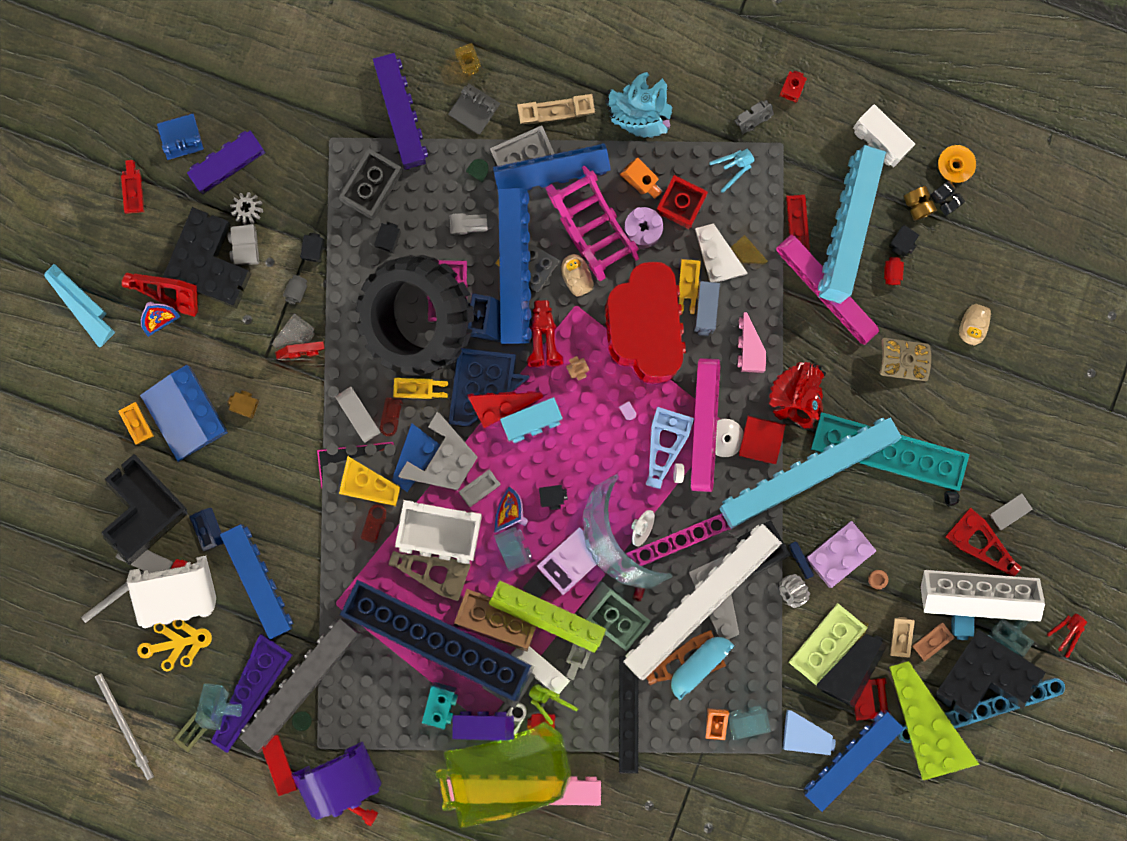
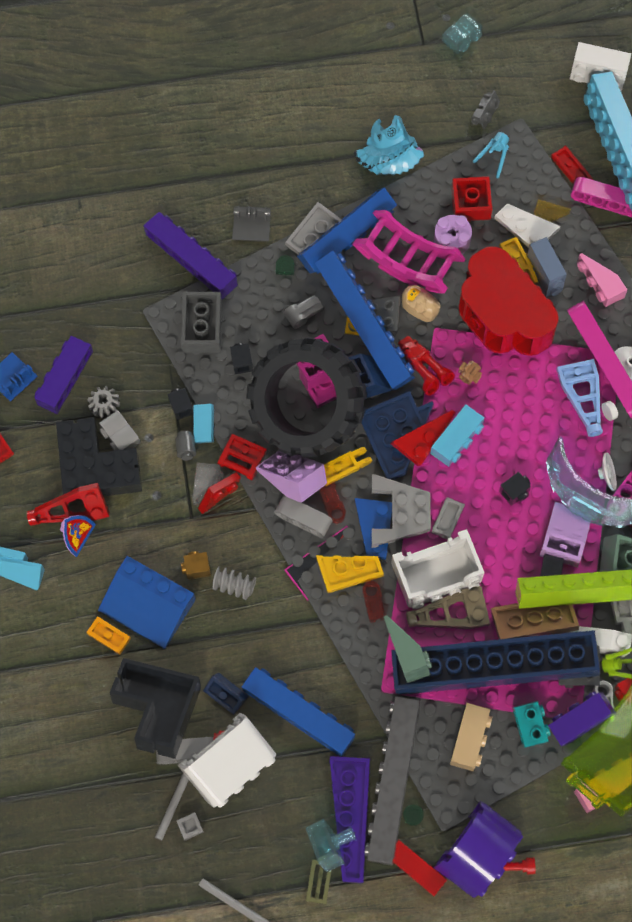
camera: 25 degrees left, 15 degrees down
(113, 625) = (189, 826): none -> light grey plate
(178, 644) = (259, 809): yellow plant -> none
(265, 439) = (233, 583): none -> light grey piece
(322, 278) = (204, 423): none -> medium azure tile
(342, 326) = (245, 451): none -> red plate
(363, 594) = (410, 655): none -> sand green slope
(367, 376) = (293, 475): none -> lavender slope
(384, 687) = (471, 737): none -> tan brick
(465, 53) = (220, 183): clear yellow brick -> none
(509, 511) = (487, 519): shield -> none
(512, 548) = (509, 551): clear light blue brick -> none
(556, 110) = (321, 189): tan slope -> none
(628, 411) = (534, 386): lavender piece -> none
(635, 172) = (425, 198): orange torso -> none
(779, 27) = (462, 33): none -> clear light blue brick
(793, 86) = (502, 71): red brick -> none

